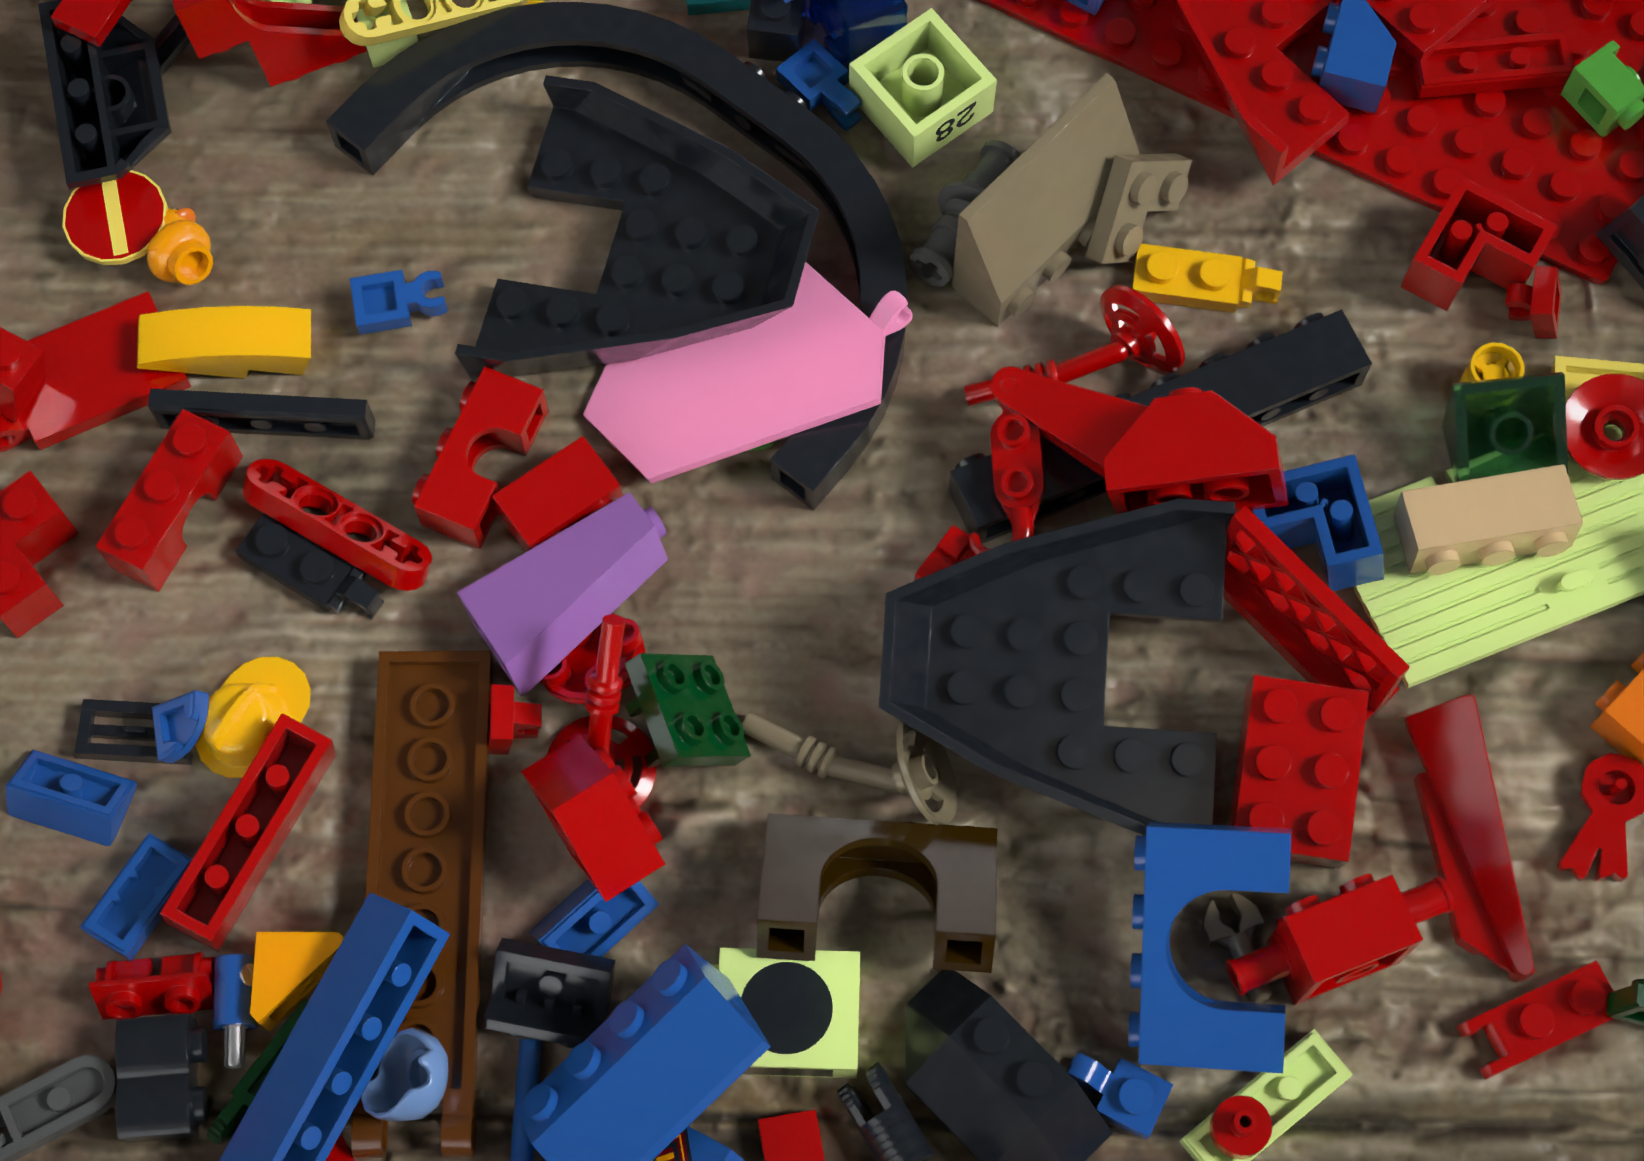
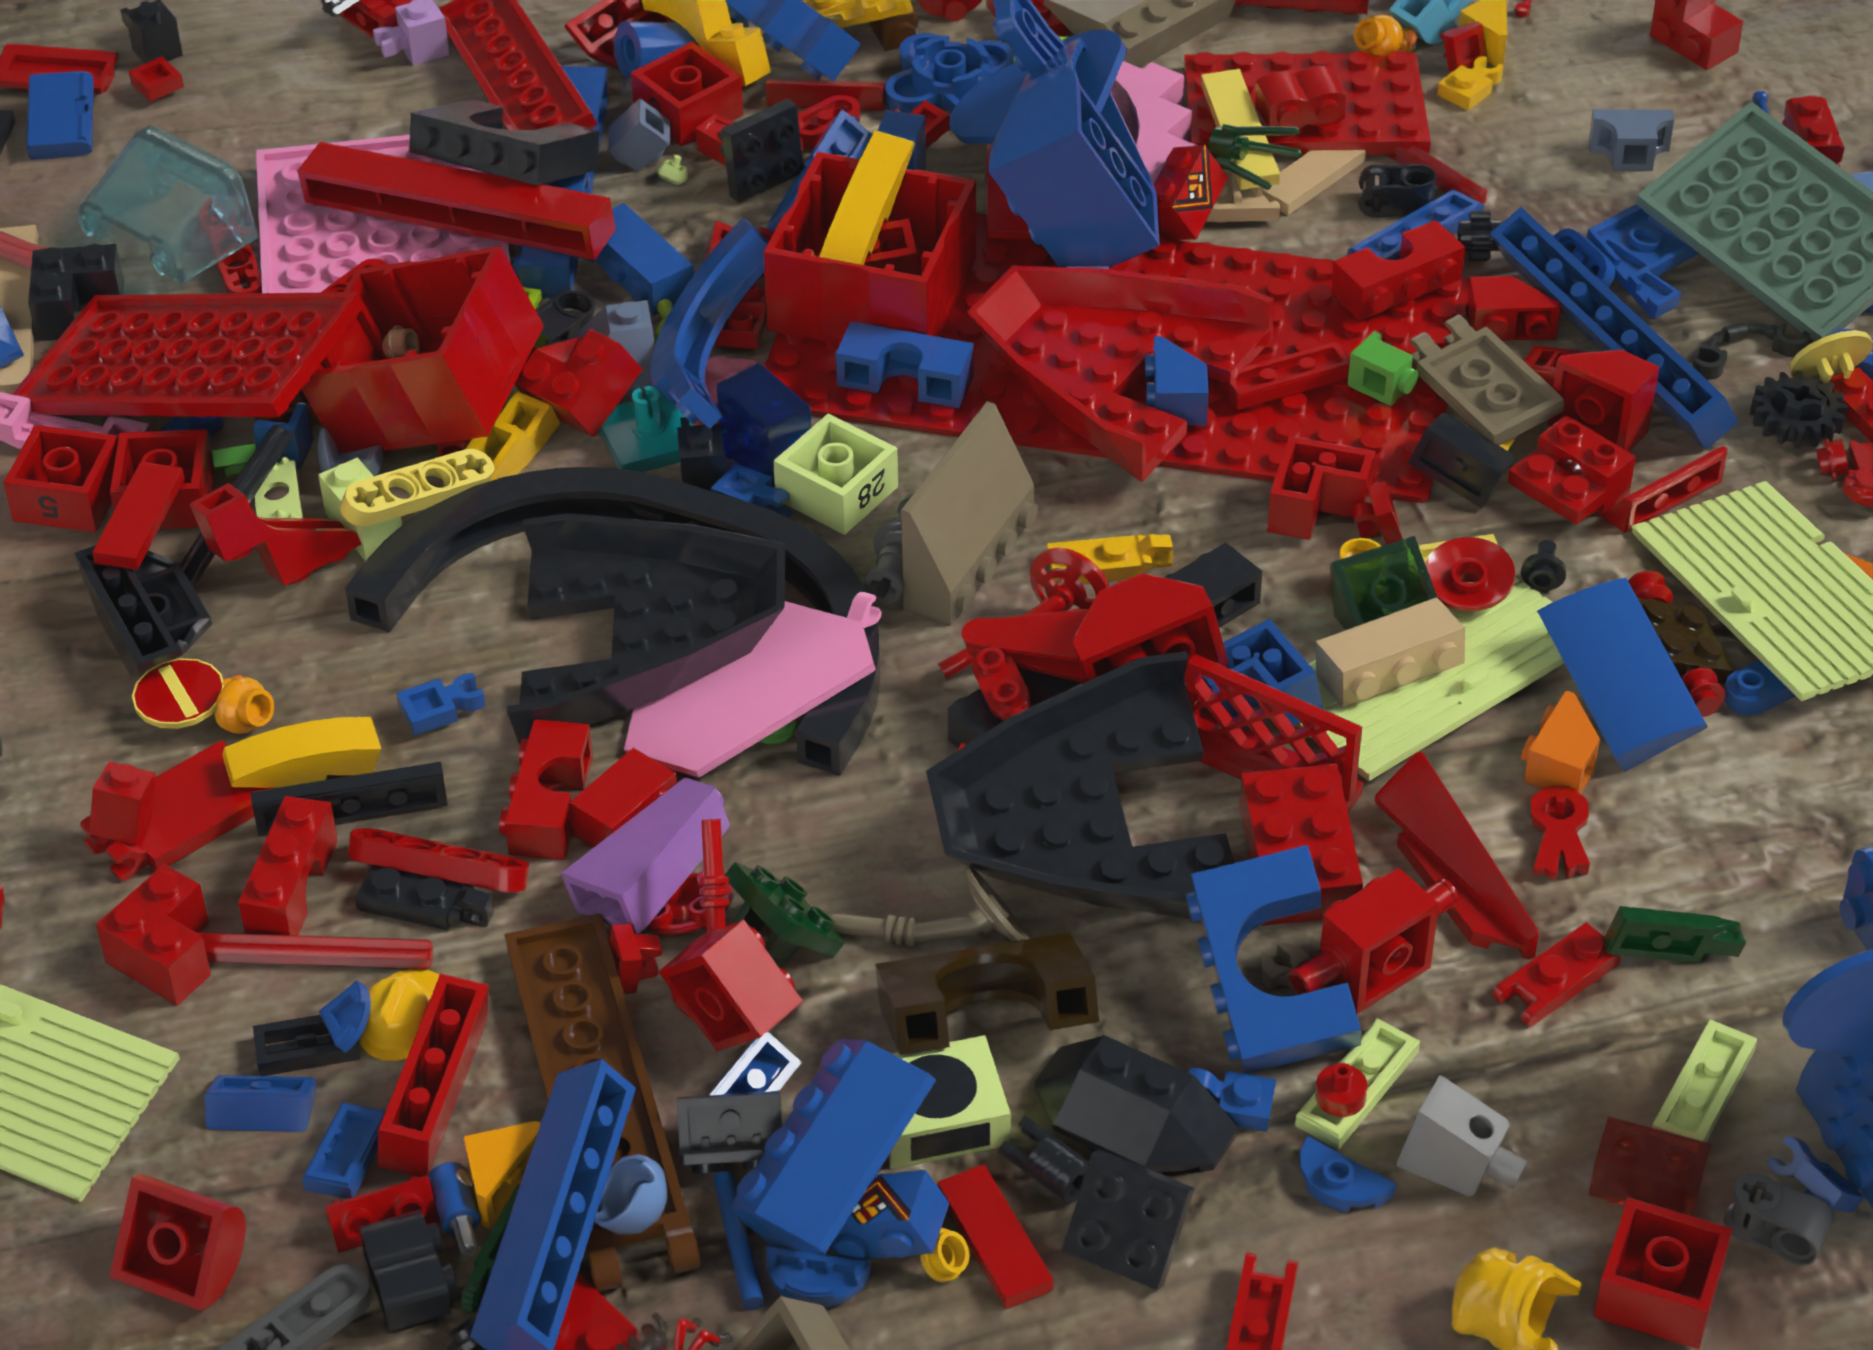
camera: 15 degrees left, 25 degrees down
(173, 608) = (318, 950): none -> red axle
(1133, 188) = (1033, 500): dark tan plate -> none

